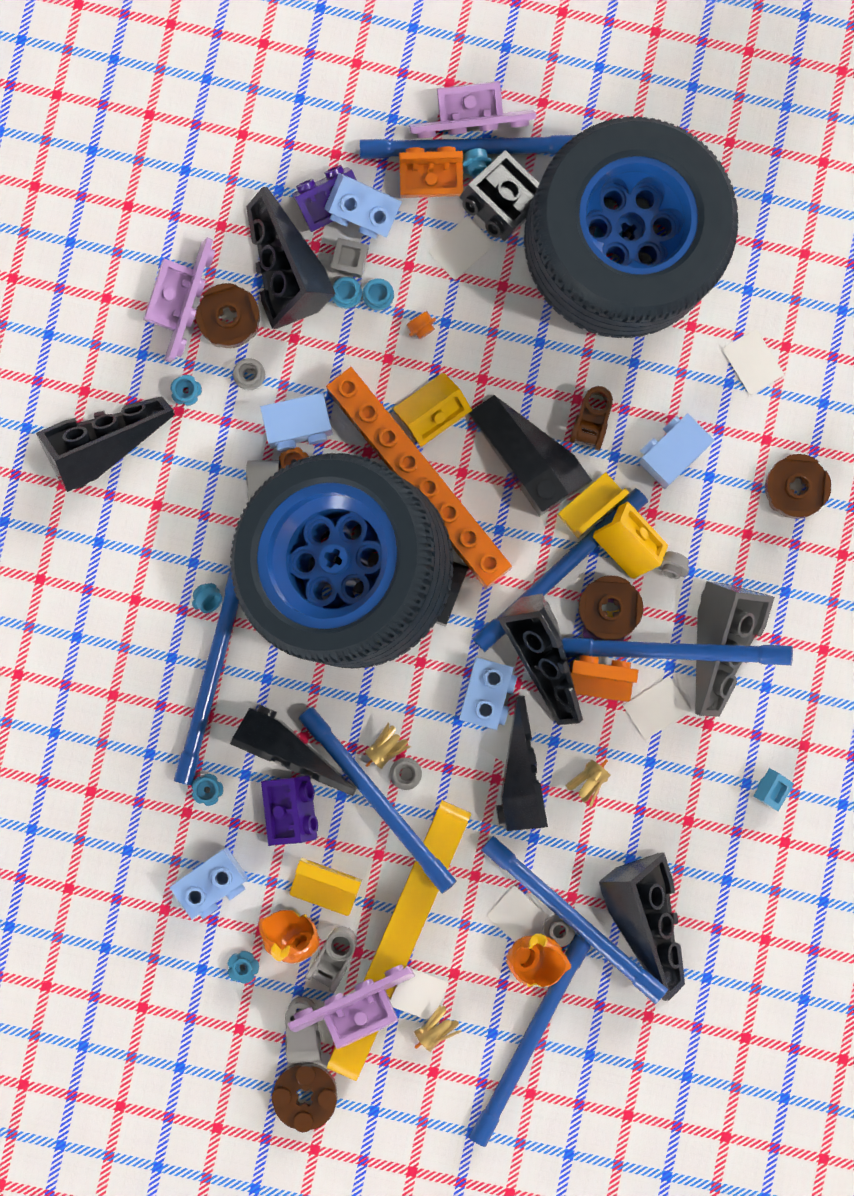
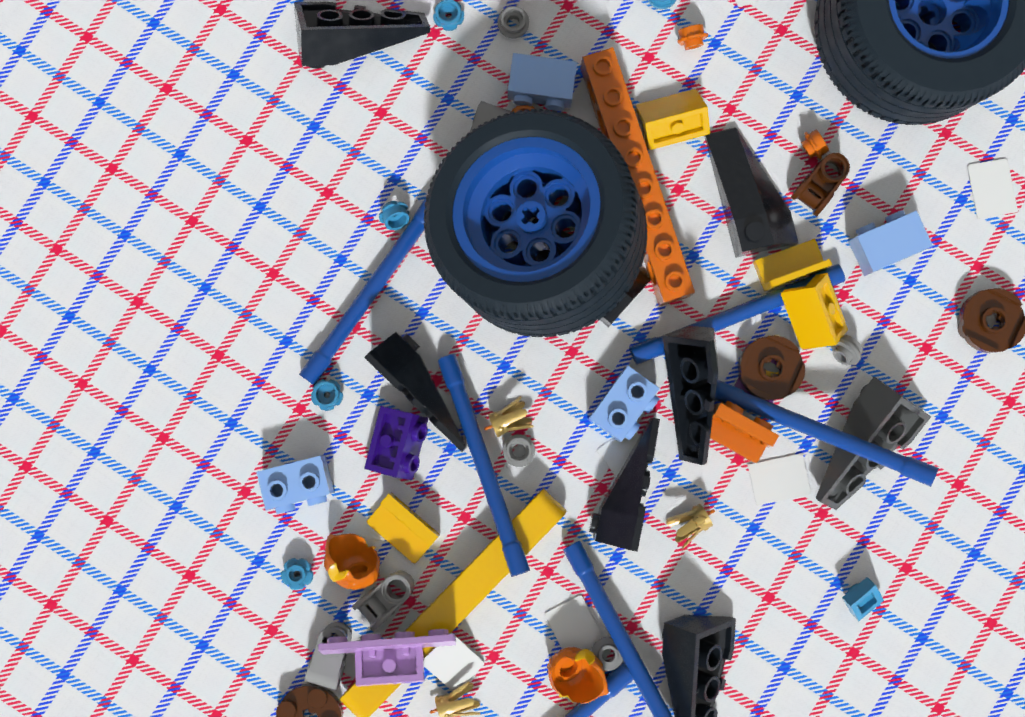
camera: 20 degrees right, 0 degrees up
(573, 384) = (814, 144): none -> orange plate

